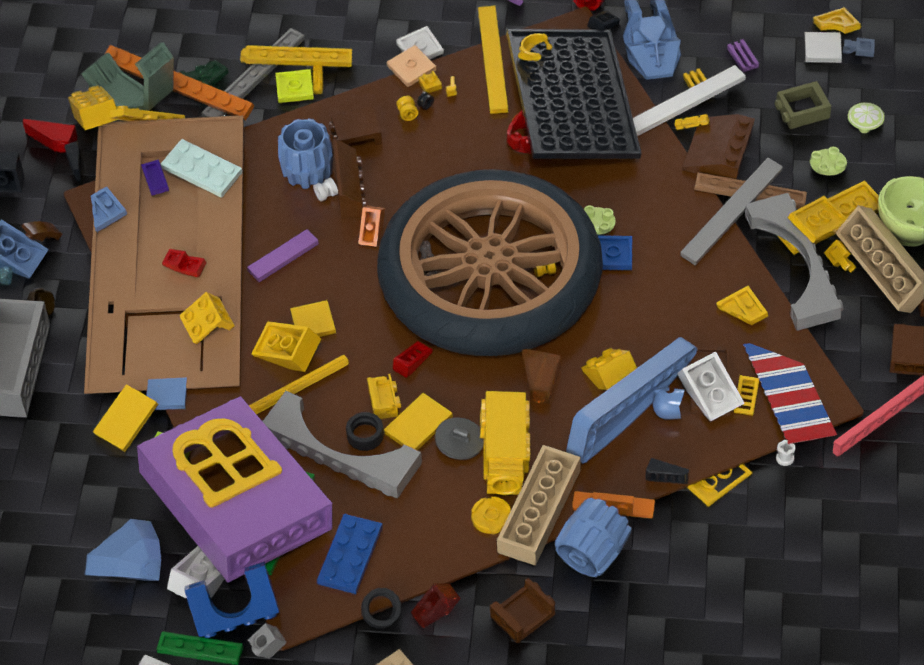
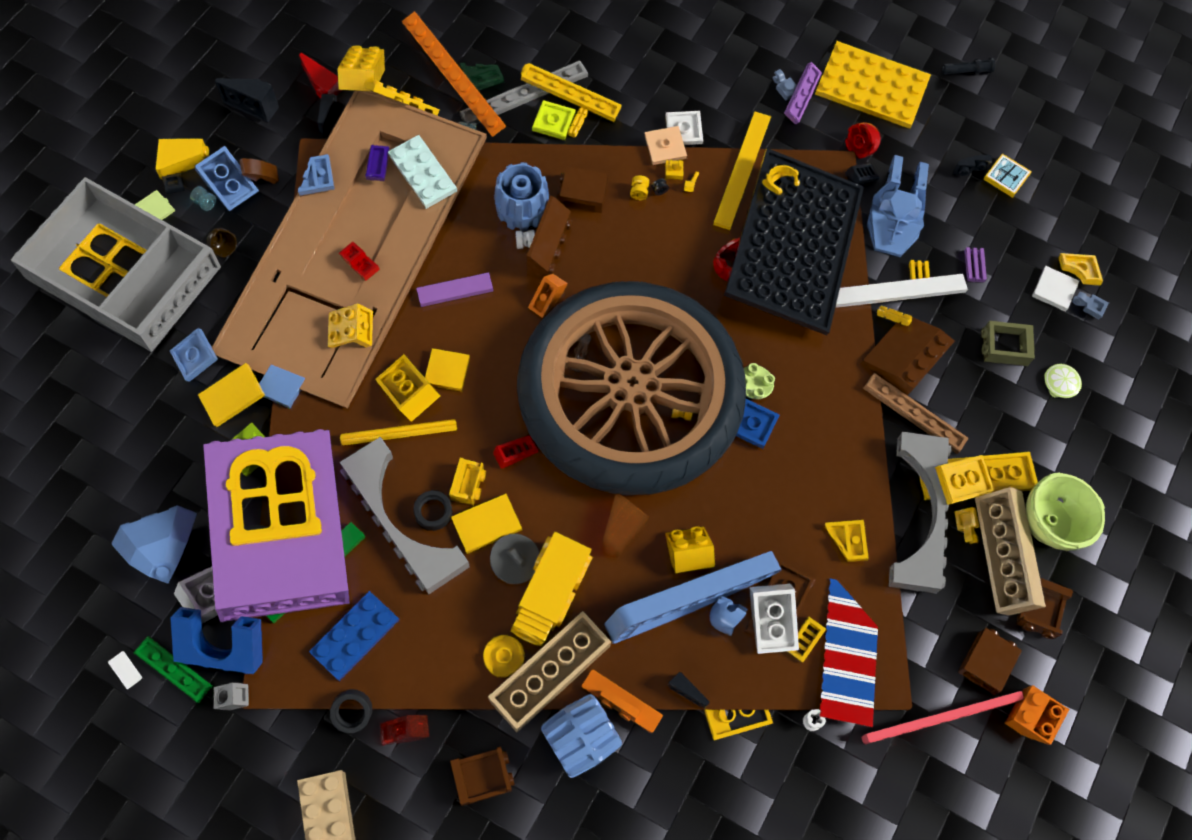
camera: 15 degrees right, 15 degrees up
(70, 401) = (193, 354): none -> medium blue tile
(157, 74) = (408, 61): sand green panel -> none
(731, 211) = (886, 429): light grey tile -> none
(828, 161) = (1004, 414): yellowish green dish -> none

